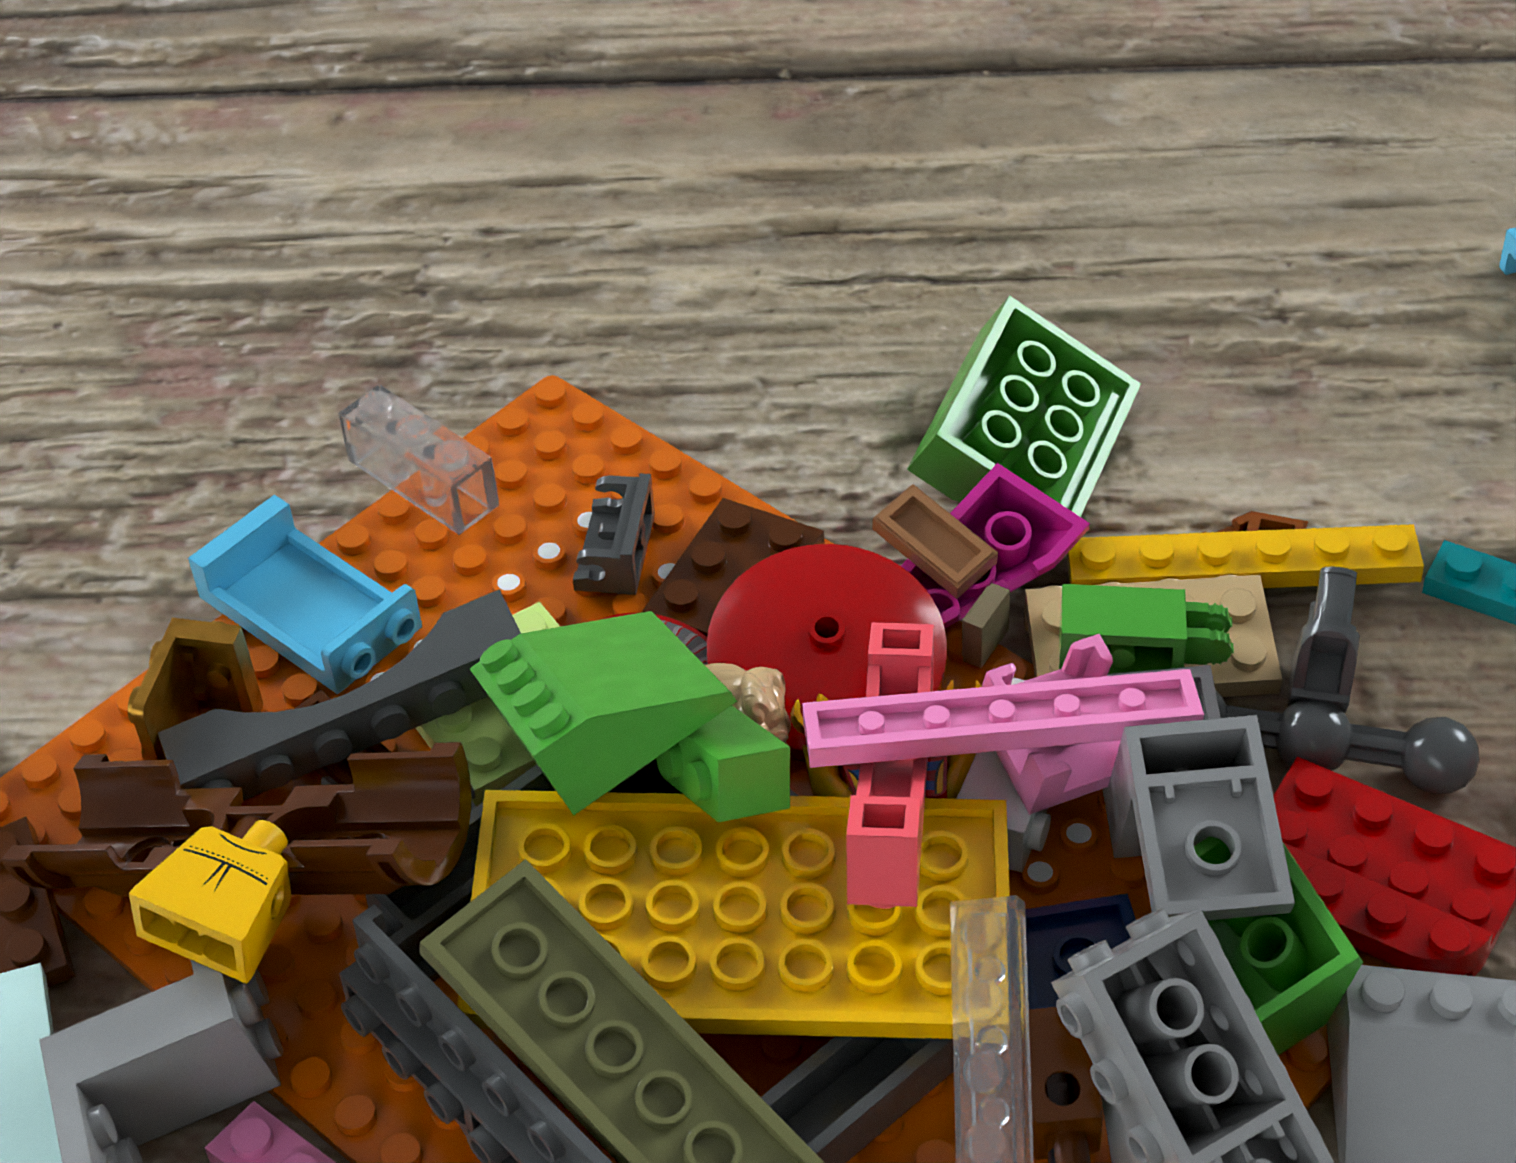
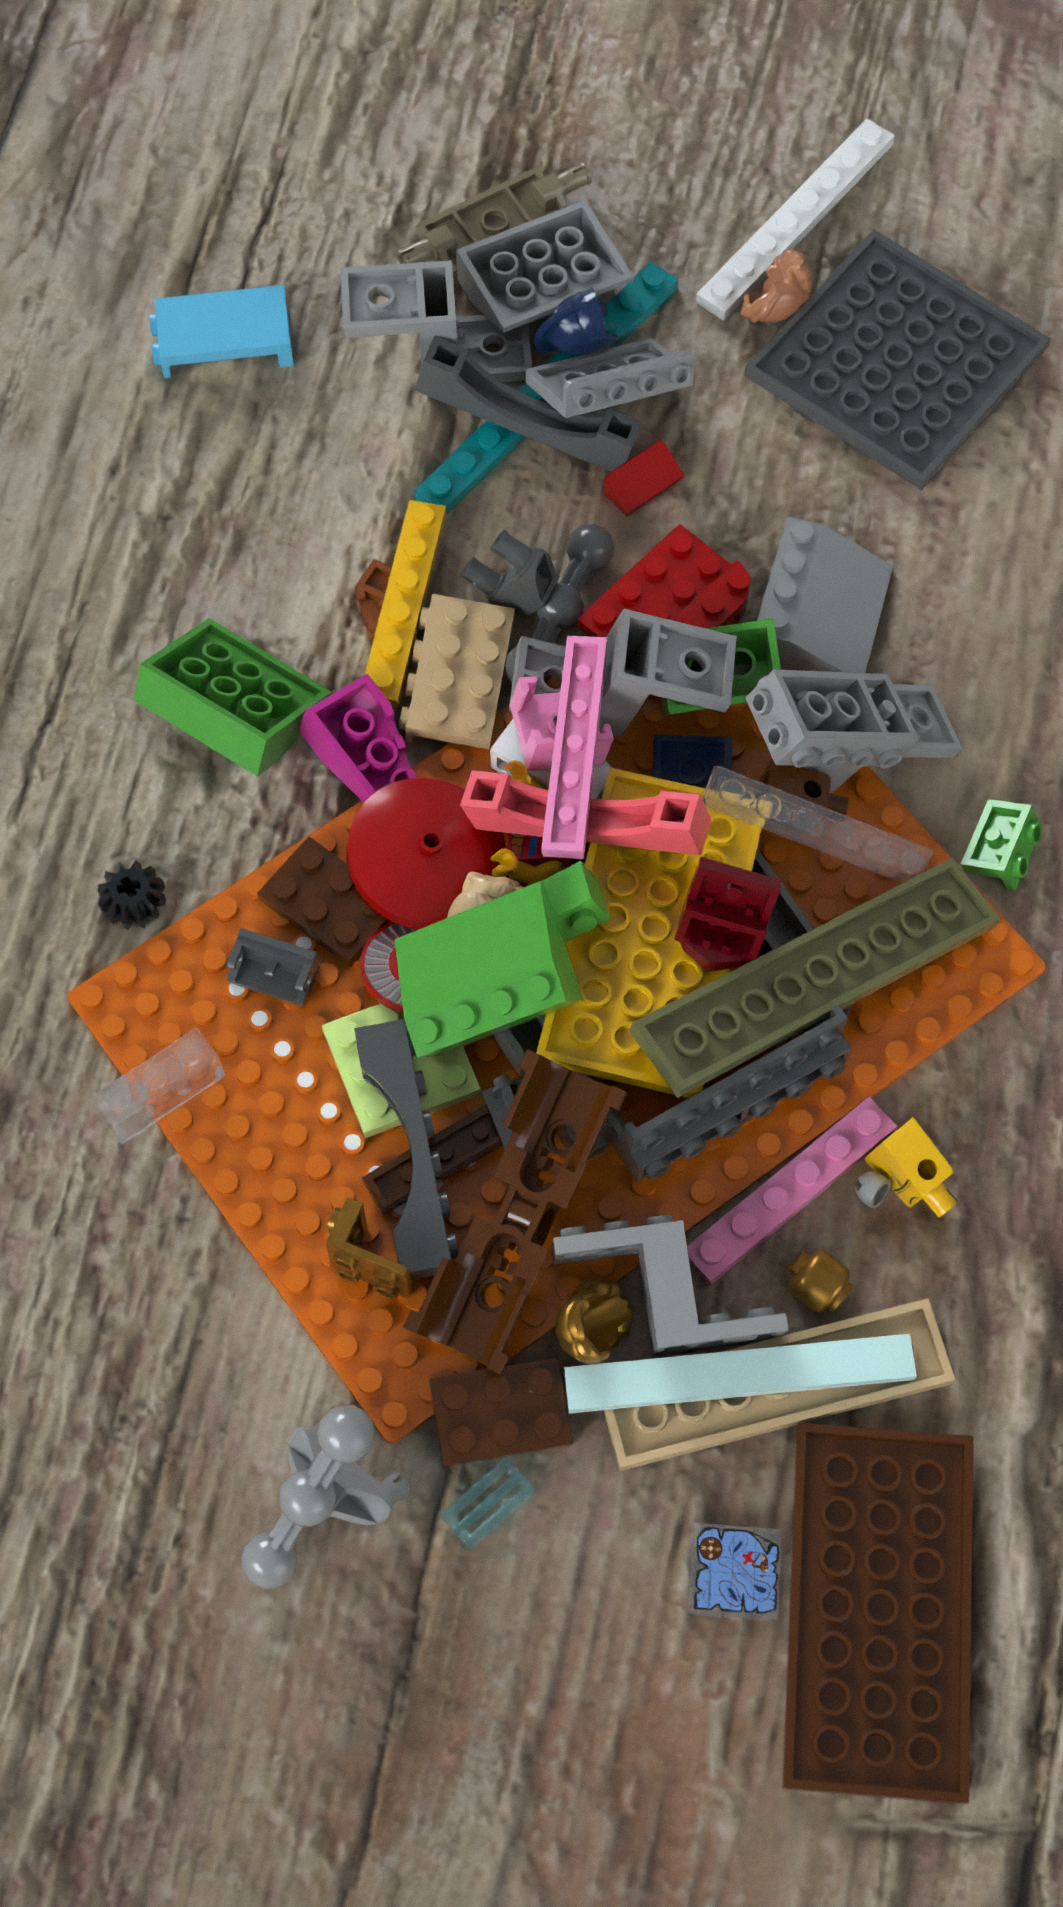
camera: 80 degrees left, 20 degrees up
(97, 969) = (593, 1320): none -> pearl gold hair
(217, 898) = (604, 1212): yellow torso -> none
(302, 597) = (272, 1179): medium azure panel -> none
(696, 392) = (127, 909): none -> black gear
(770, 966) = (725, 915): none -> dark red piece
(935, 541) = (359, 765): medium nougat tile -> none
(985, 625) = (426, 757): dark tan tile -> none
(1145, 626) = (480, 672): bright green hinge -> none

